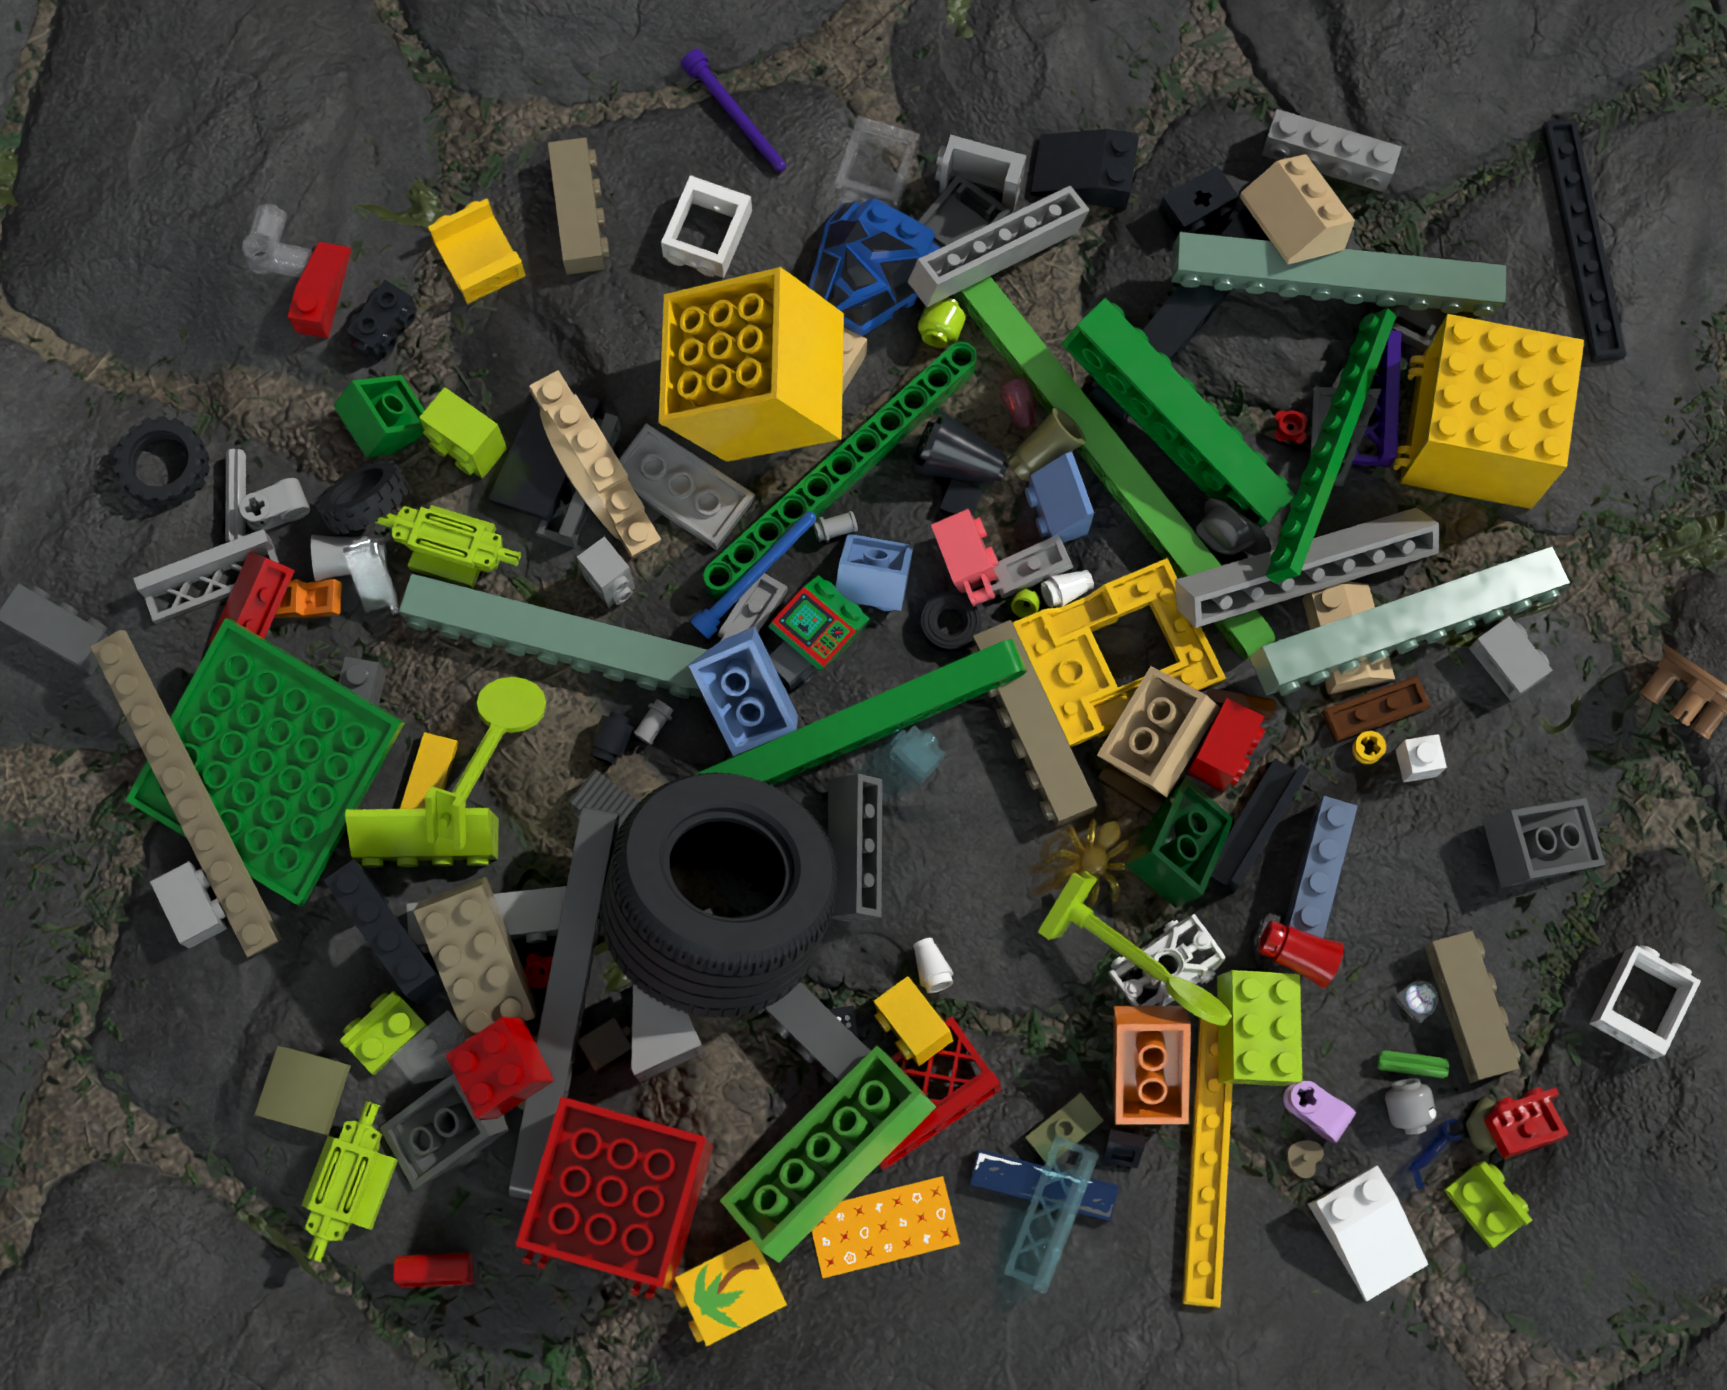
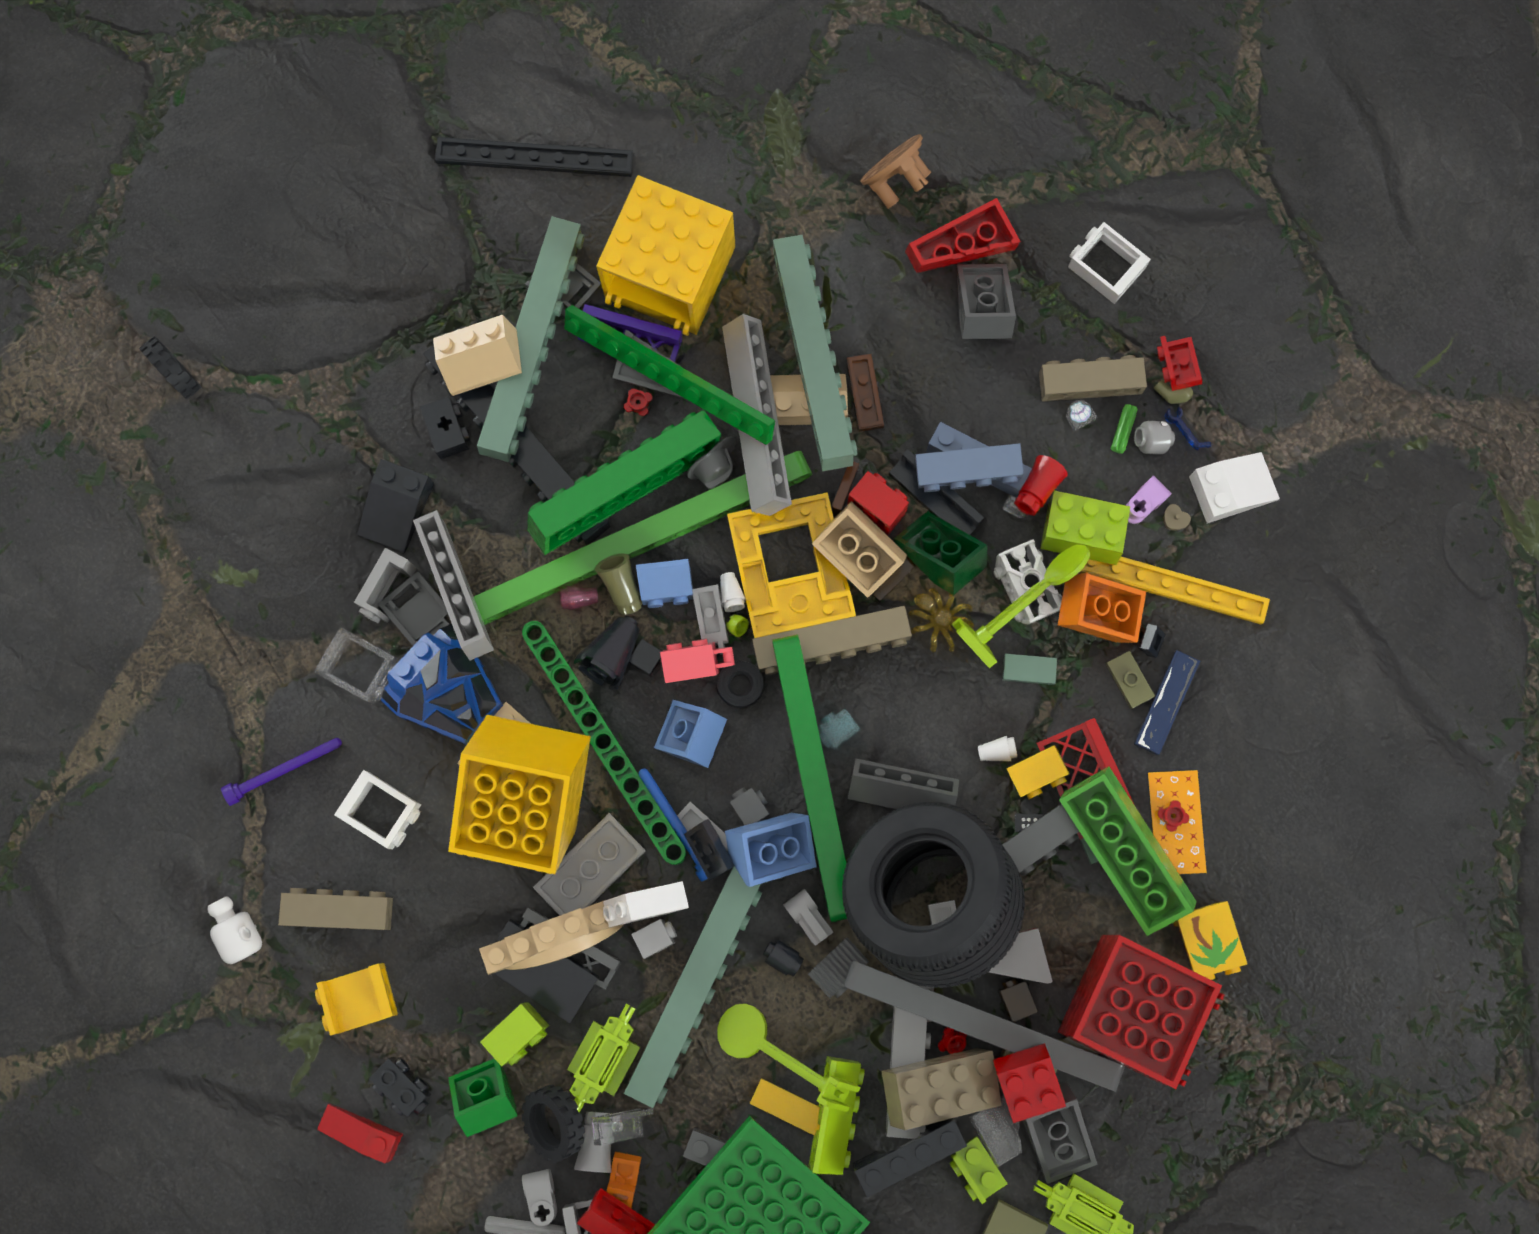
camera: 75 degrees left, 5 degrees up
(266, 237) = (304, 1172): clear piece -> none
(433, 1270) = (1159, 1157): red brick -> none
(530, 99) = (234, 934): none -> white piece
(645, 549) = (645, 904): none -> white window
(653, 721) = (775, 923): light grey pin -> none
(674, 753) = (805, 912): none -> light grey piece
(727, 614) = (709, 849): none -> black bracket
(819, 622) = (727, 782): slope -> none
(835, 526) = (648, 755): light grey pin -> none
(879, 1217) = (1181, 816): none -> red plate
(941, 323) = (504, 642): lime head -> none
(1049, 990) = (1029, 669): none -> sand green tile
(1064, 1219) = (1197, 693): clear light blue fence -> none
(1303, 849) = (969, 466): none -> sand blue brick
(1333, 150) = (424, 320): light grey brick -> none
(1379, 746) = (891, 396): yellow bush -> none
(1421, 758) = (909, 369): white brick -> none
(1488, 1203) = (1227, 402): lime bracket -> none
(1511, 658) = (847, 289): light grey brick -> none
(1624, 798) = (967, 238): none -> red wedge

